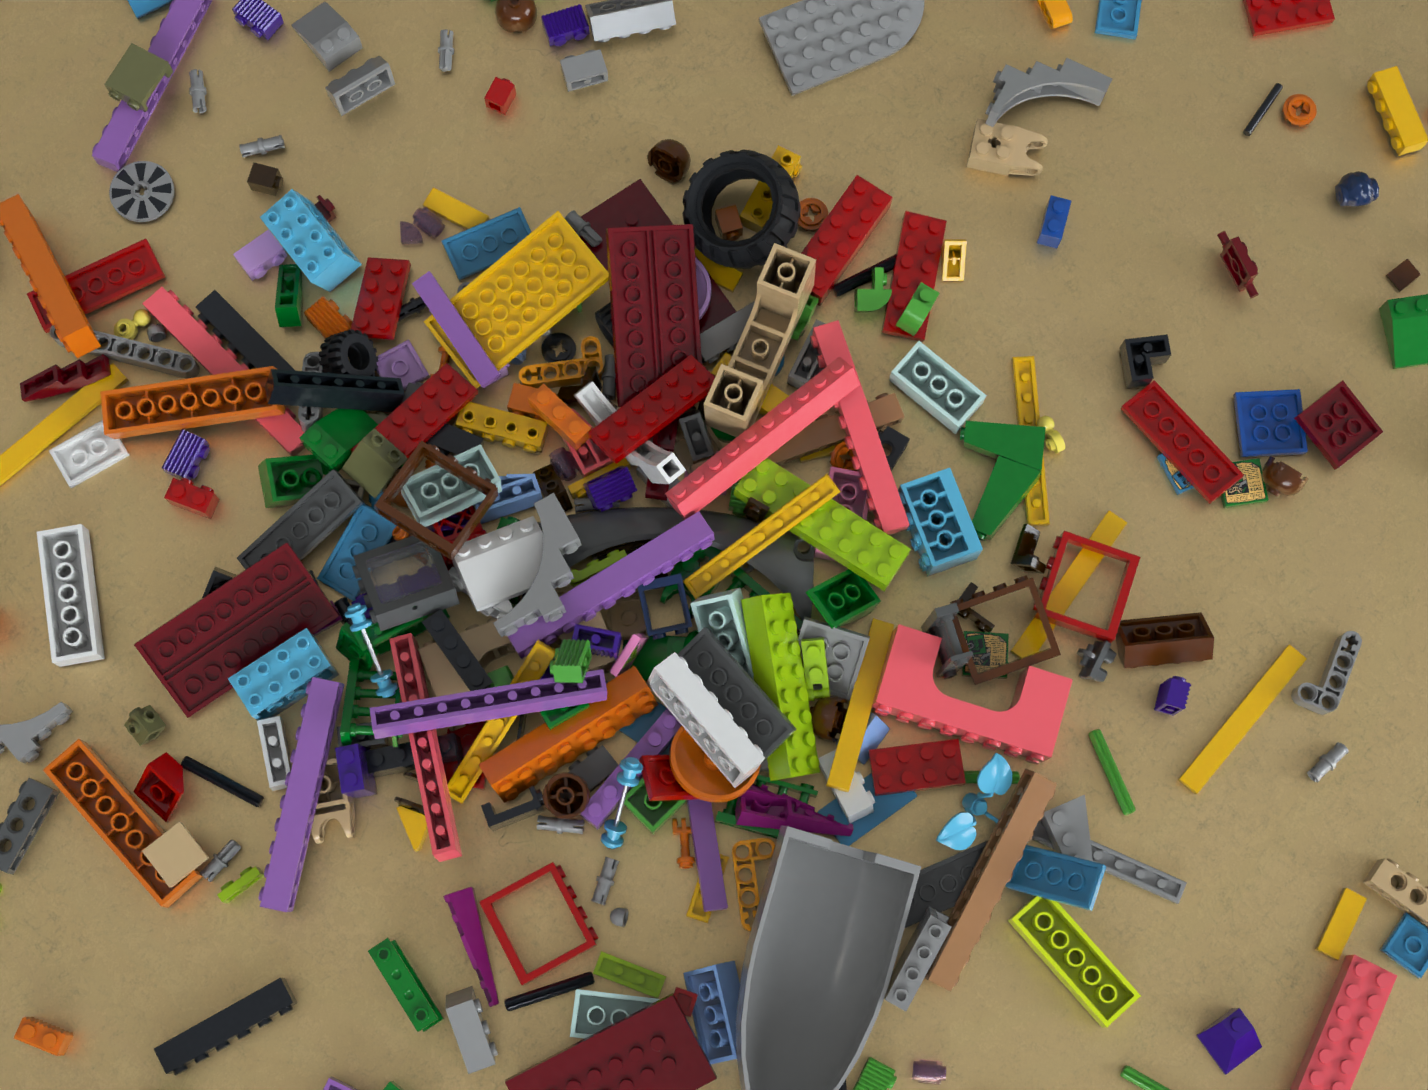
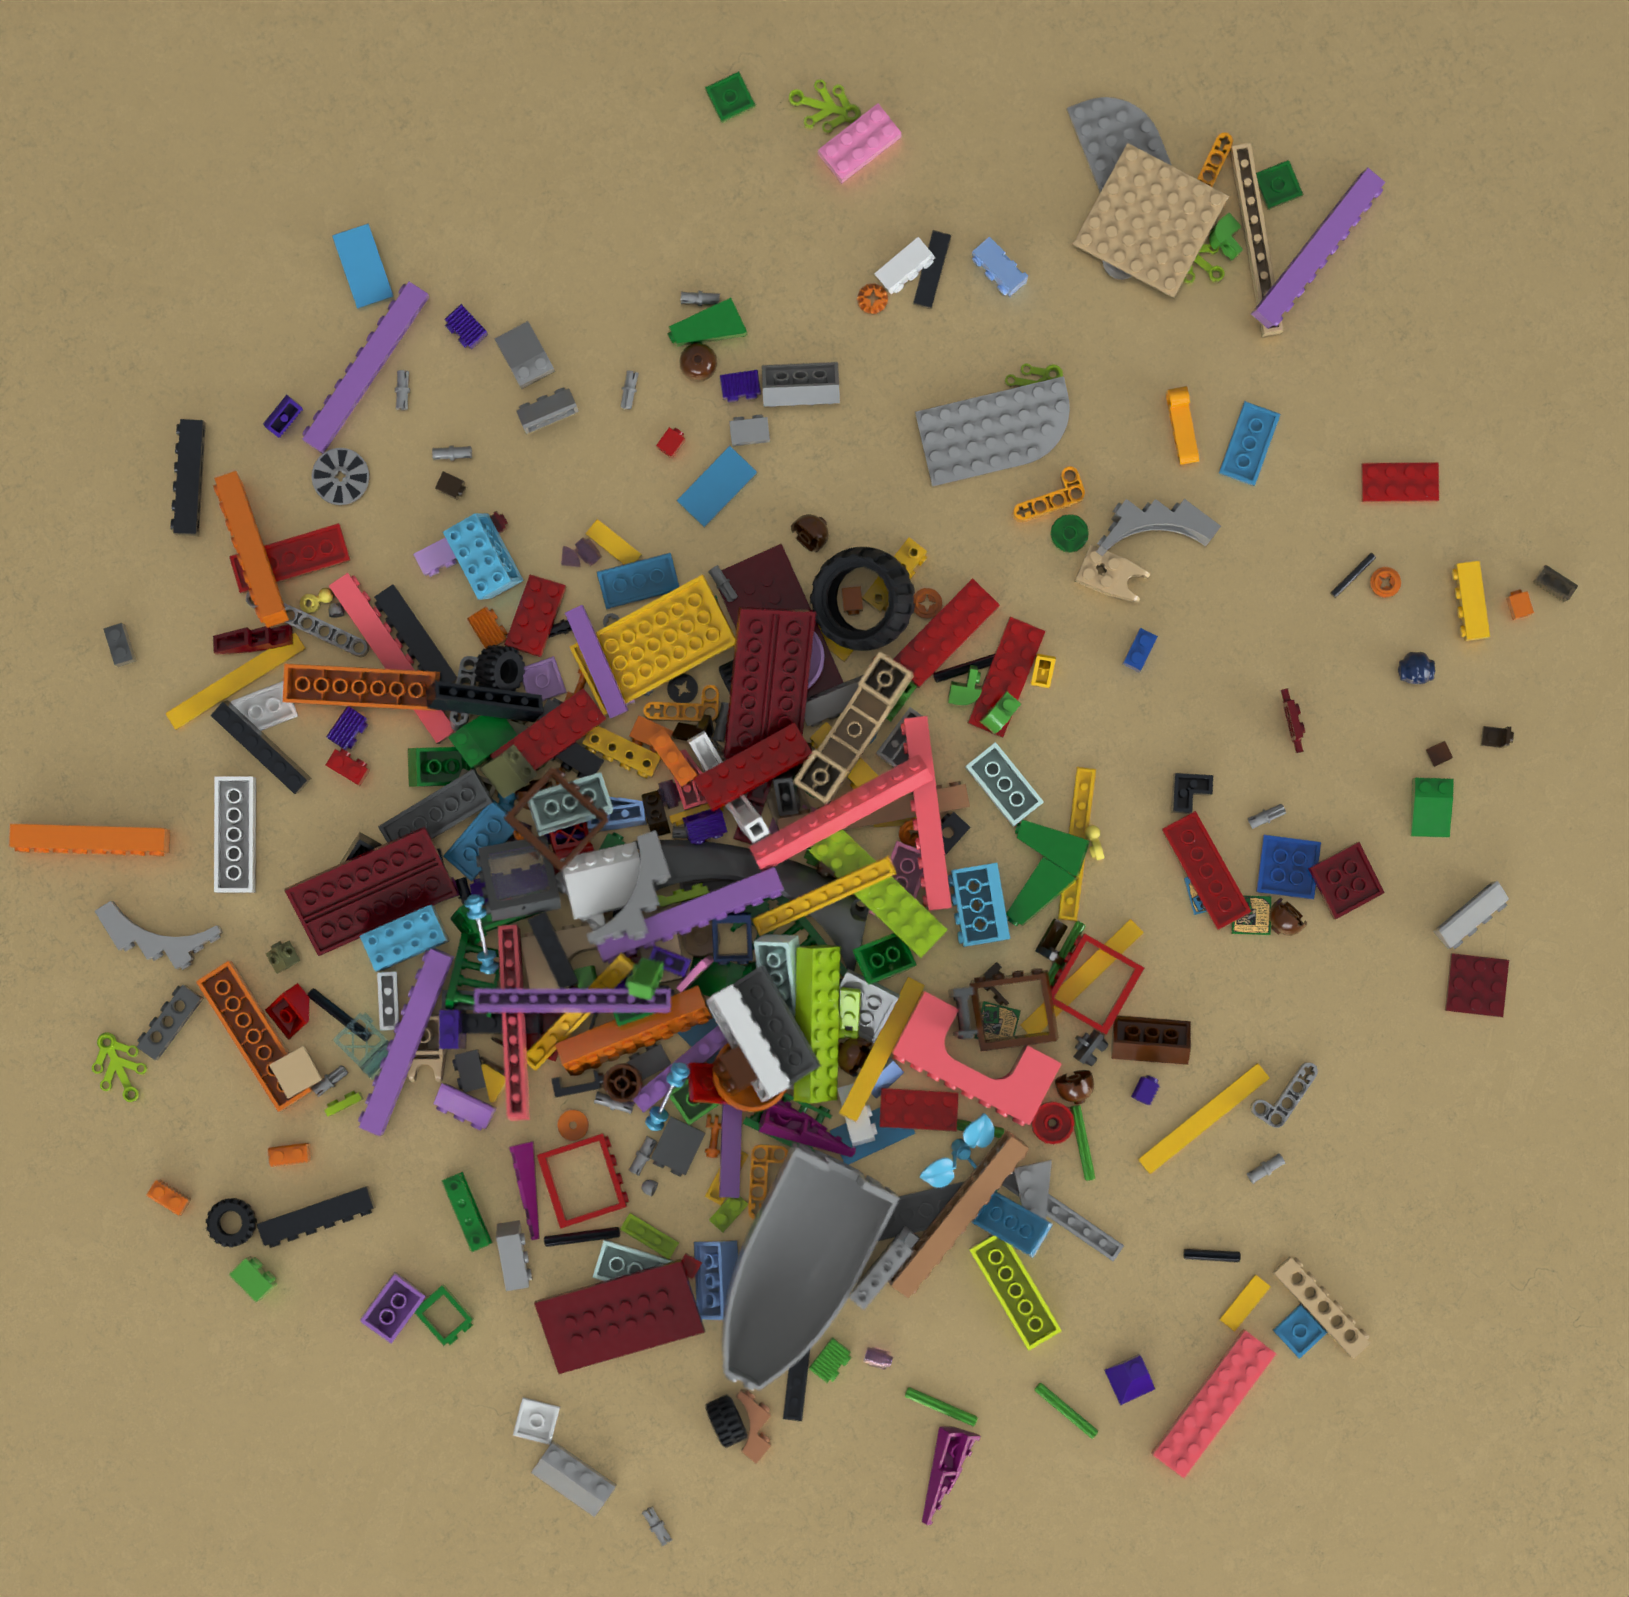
camera: 15 degrees right, 10 degrees up
(67, 136) = (283, 416): none -> dark purple brick
(88, 492) = (261, 746): none -> black brick
(137, 77) = (352, 376): olive panel -> none
(142, 1053) = (214, 1225): none -> black tyre
(183, 957) = (289, 1154): none -> orange brick
(265, 829) = (371, 1062): none -> clear light blue piece
(289, 296) = (455, 599): green slope -> none
(384, 817) = (469, 1070): none -> dark grey brick
(384, 860) = (464, 1106): none -> medium lavender slope
(506, 860) = (564, 1125): none -> orange piece
(558, 133) = (717, 486): none -> dark azure tile
(644, 862) = (677, 1146): none -> dark grey brick
(696, 753) = (735, 1071): none -> reddish brown brick
(717, 930) = (728, 1212): none -> lime plate
(919, 86) = (1047, 499): none -> light orange beam
(950, 118) = (1069, 533): none -> green tile
(1046, 551) = (1067, 947): none -> bright green axle
(1086, 750) = (1057, 1133): none -> red wheel
(1091, 707) = (1075, 1087): none -> reddish brown cylinder
(1232, 373) = (1266, 816): none -> light grey axle
(1289, 875) = (1212, 1255): none -> black axle

